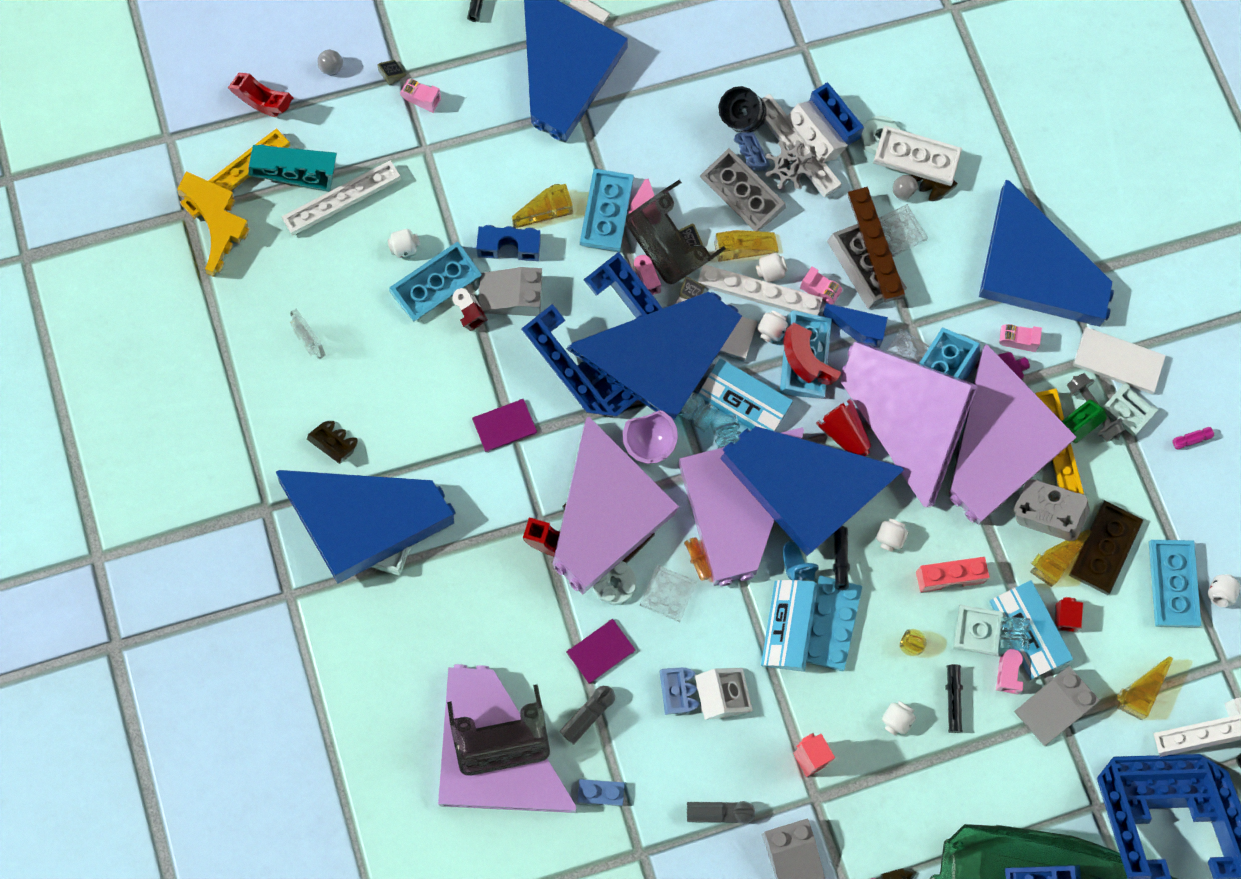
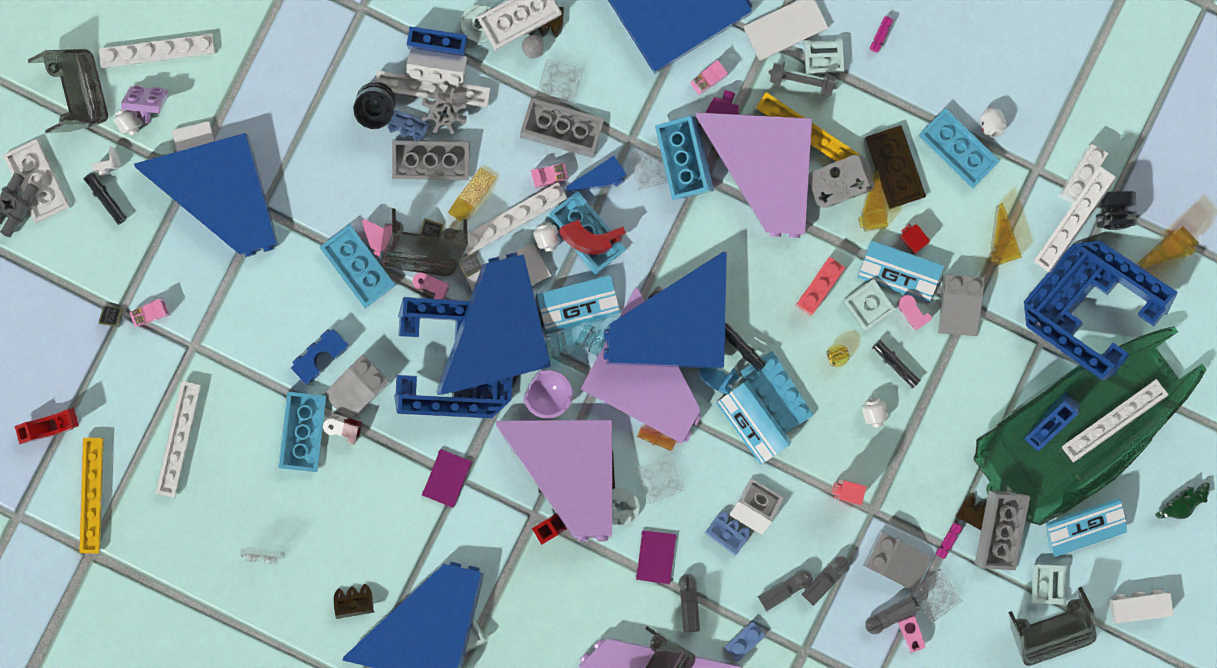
camera: 40 degrees left, 15 degrees up
(213, 205) = (127, 541): yellow arch -> none
(293, 166) = (125, 454): teal wedge -> none
(330, 62) = (64, 354): light grey piece -> none
(403, 243) = (253, 428): white head -> none
(549, 204) = (316, 304): clear yellow slope -> none
(678, 784) = (785, 589): none -> dark grey piece
(772, 267) = (505, 195): white head -> none
(846, 429) = (662, 259): red cone -> none
(876, 244) = (555, 110): reddish brown plate -> none
(892, 535) = (758, 298): white head -> none
(910, 411) = (691, 207): lavender slope -> none
(1015, 633) = (894, 287): clear light blue wheel -> none
(1085, 419) = (803, 98): green slope -> none

